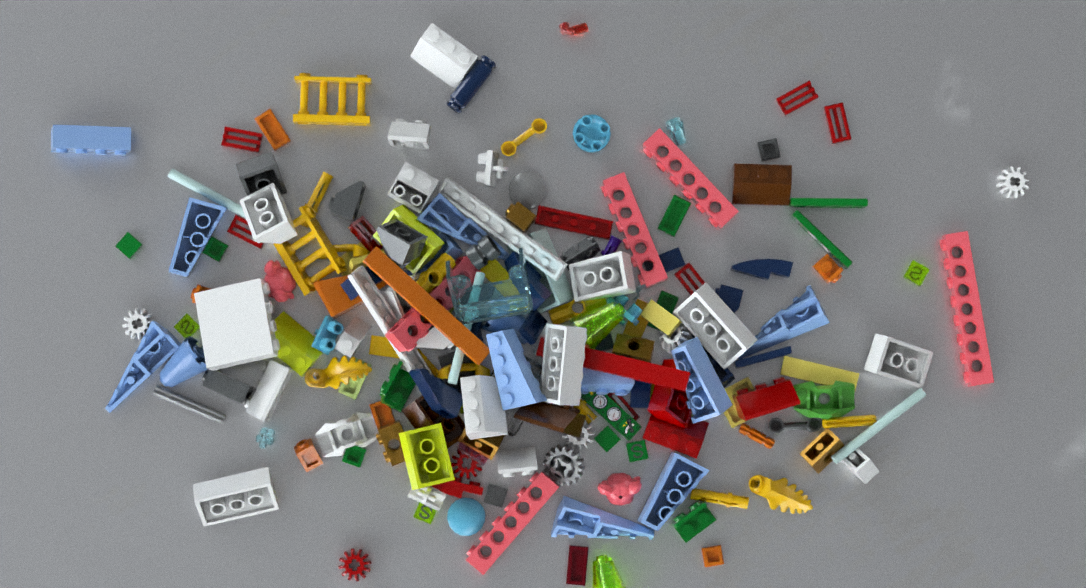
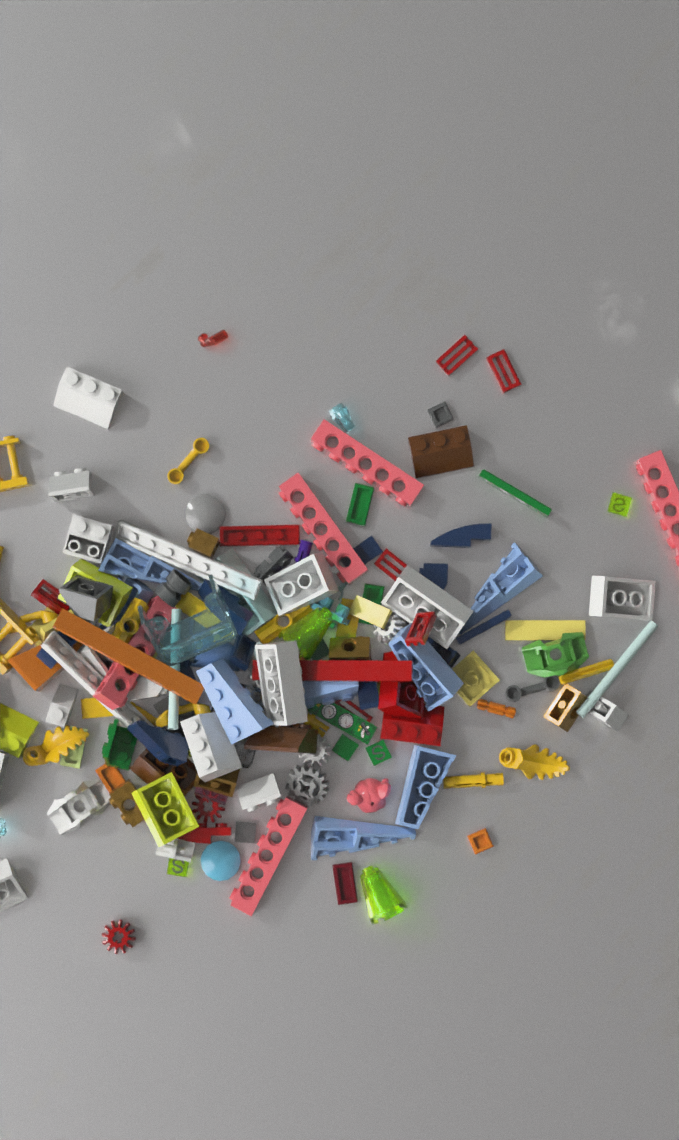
camera: 10 degrees left, 0 degrees up
(308, 454) = (44, 836): orange bracket -> none
(327, 335) = (35, 709): medium azure hips -> none
(348, 201) = (24, 569): dark grey slope -> none
(354, 456) = (92, 826): green tile -> none
(471, 84) = (121, 419): dark blue axle -> none
(493, 169) = (165, 500): white hips -> none
(591, 133) = (256, 440): medium azure dish -> none
(694, 521) = (453, 810): green bracket -> none
(707, 344) = (423, 628): none -> red tile
(765, 398) = (496, 668): red slope -> none
(828, 203) = (513, 454): green tile -> none
(828, 269) = (529, 522): orange bracket -> none

